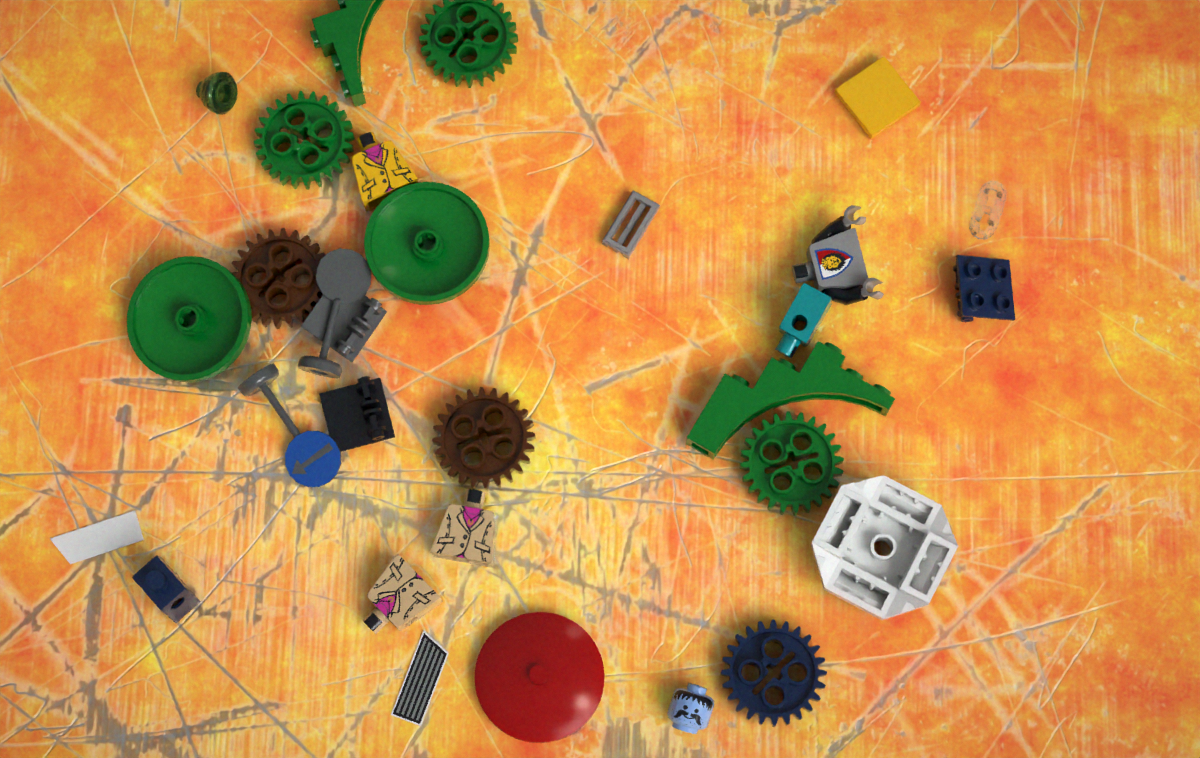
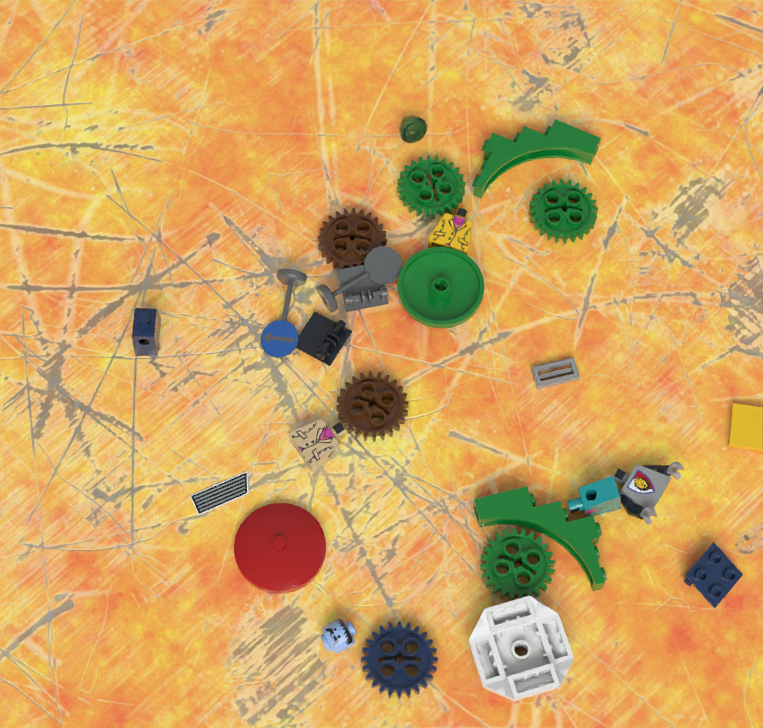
camera: 40 degrees right, 10 degrees down
(99, 537) = (142, 282): white sticker -> none
(189, 319) = (288, 218): green dish -> none
(400, 597) = (252, 442): tan torso -> none

